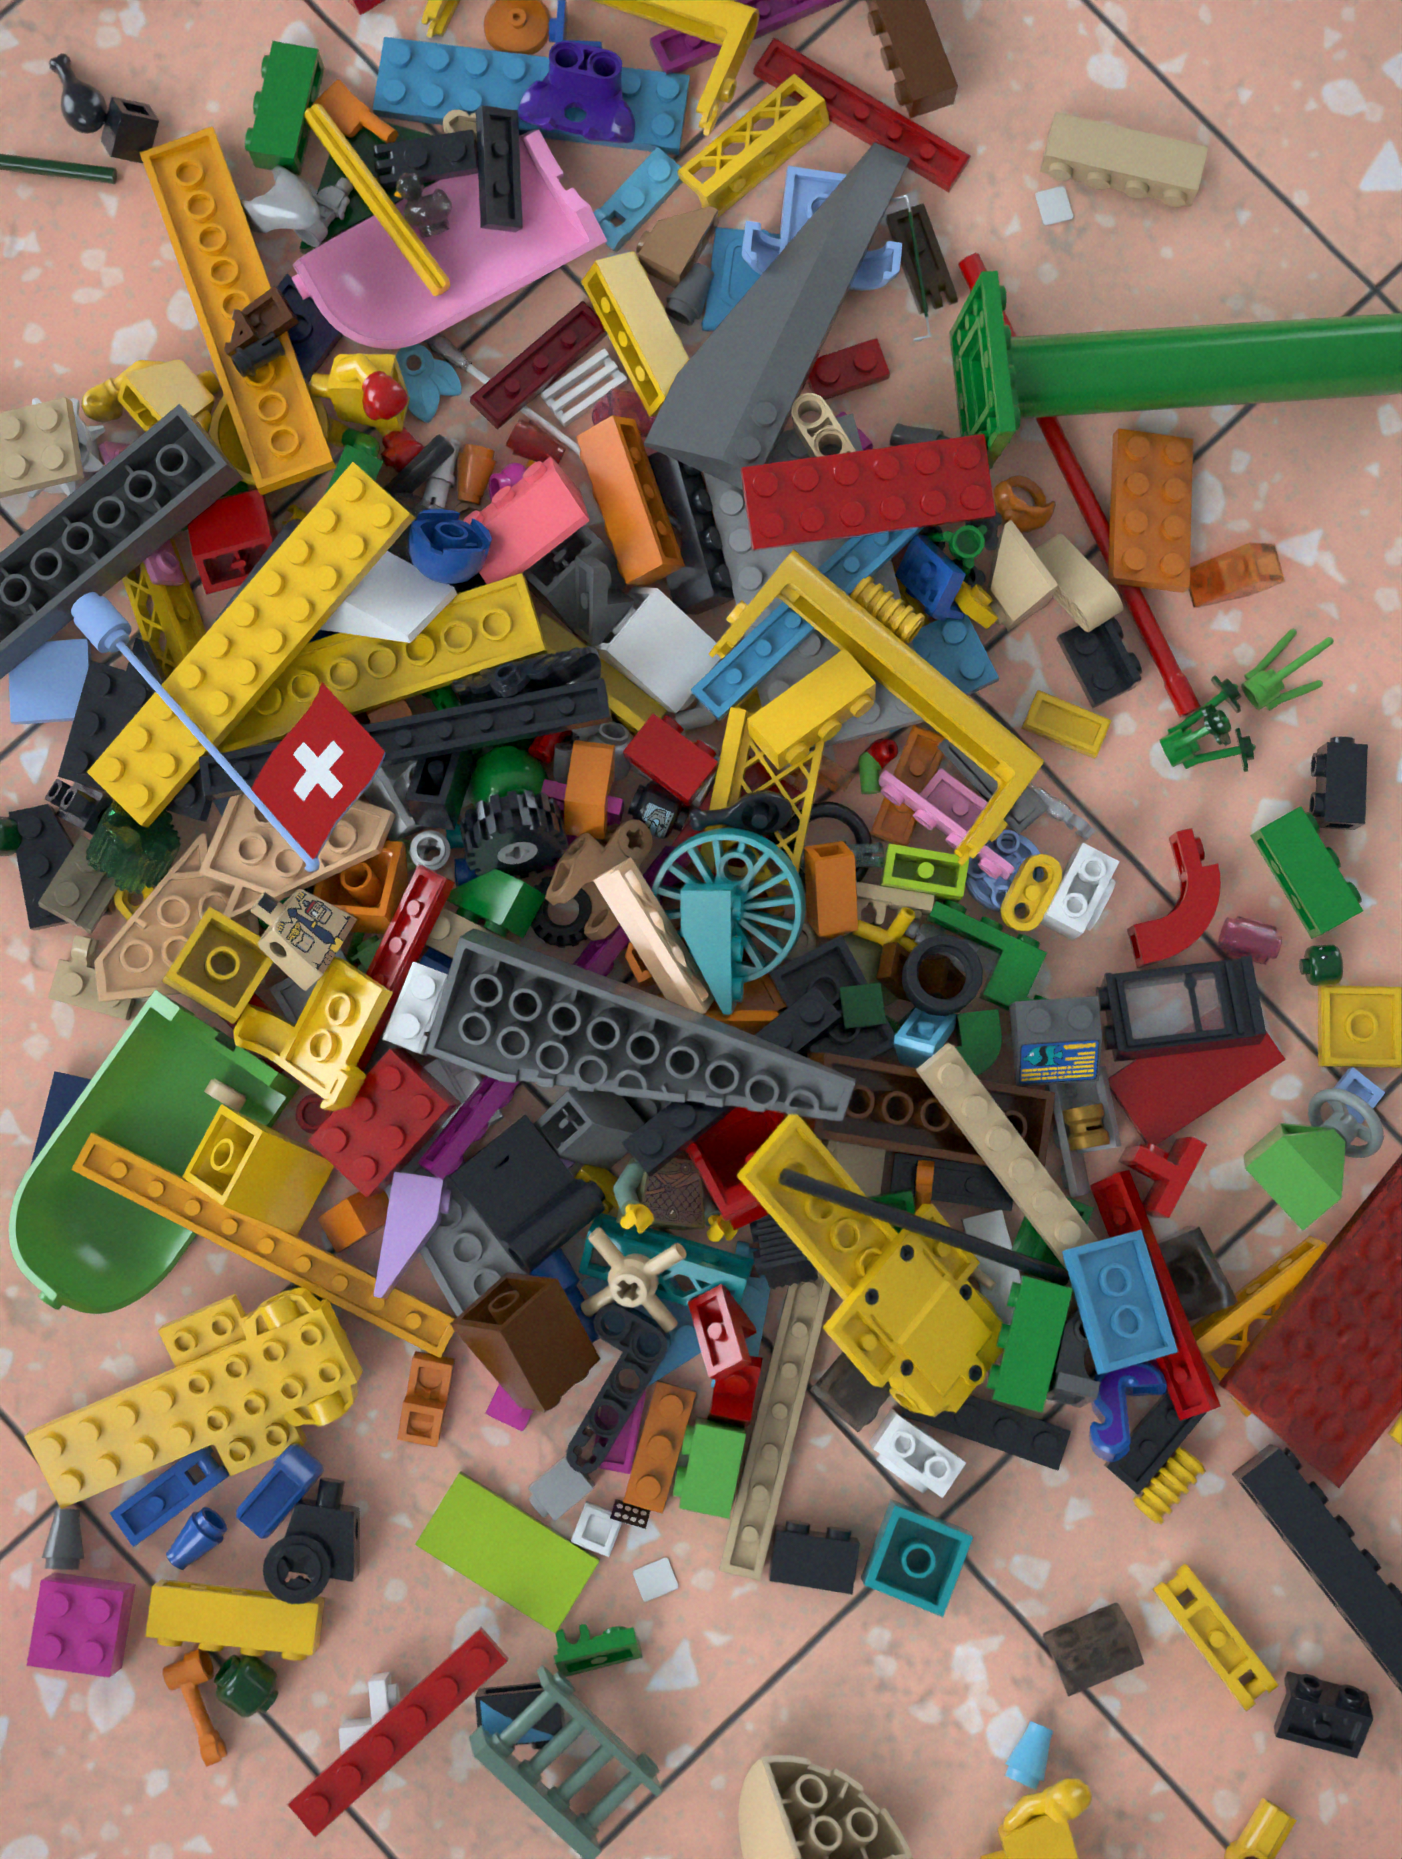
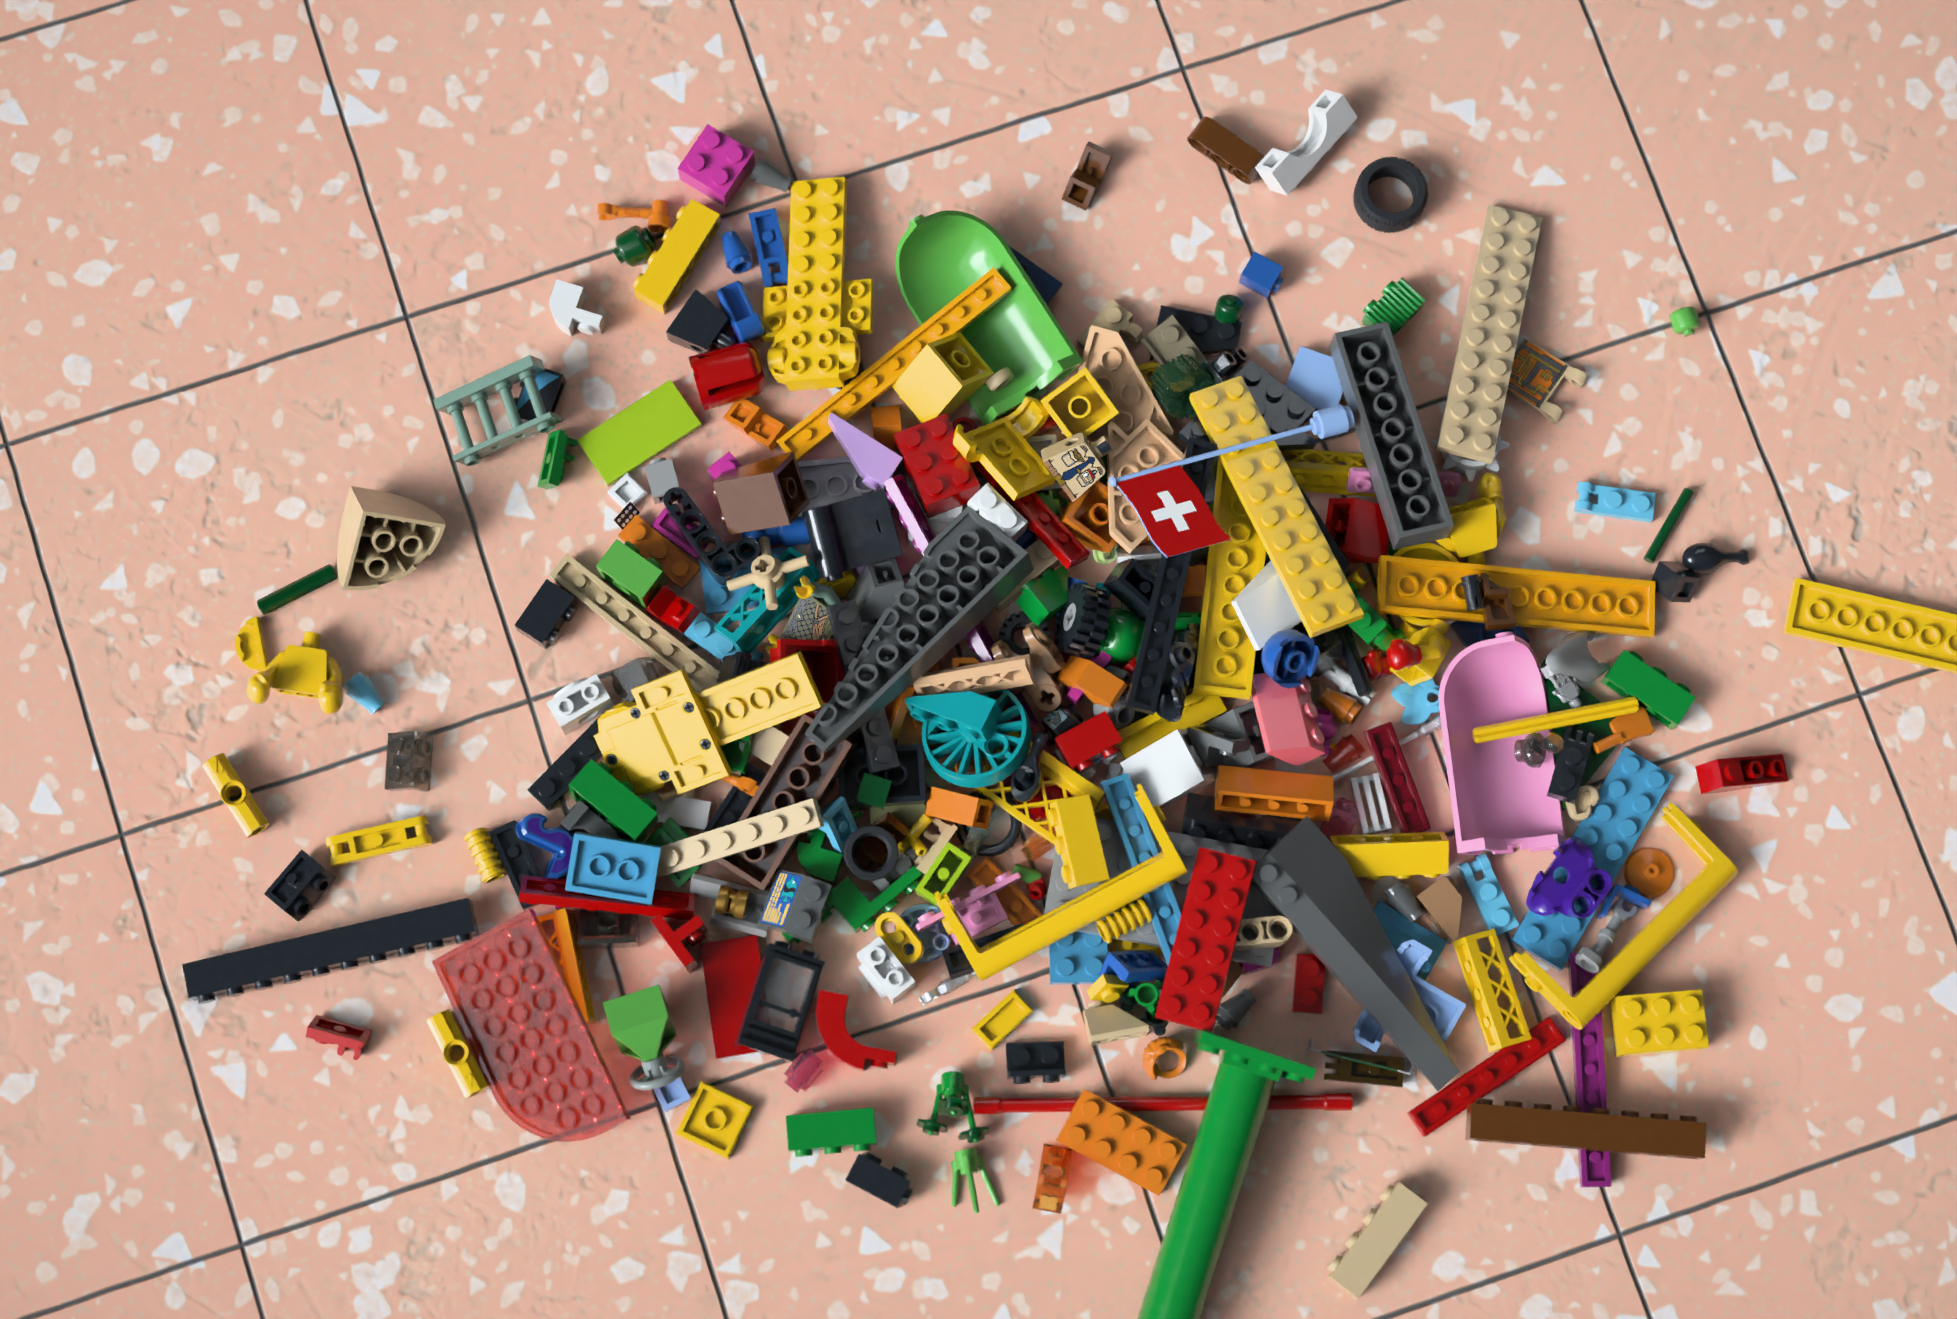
camera: 110 degrees right, 5 degrees down
(54, 243) = (1615, 502): none -> medium azure plate
(299, 1589) = (694, 290): black gear -> none
(377, 1466) = (727, 374): none -> red cylinder
(397, 1731) = (565, 321): red plate -> none
(424, 843) = (1100, 562): white cone -> none
(499, 169) = (1542, 808): black plate -> none
(655, 1579) = (579, 515): white sticker -> none
(663, 38) = (1590, 959): none -> light grey piece
(721, 1332) = (712, 613): red slope -> none
(916, 1558) = (517, 675): teal brick -> none
(922, 1226) = (717, 760): black piece -> none
(1054, 205) = (1366, 1181): white sticker -> none
(1080, 585) = (1093, 1062): tan beam -> none
(1322, 965) = (765, 1111): dark green piece -> none

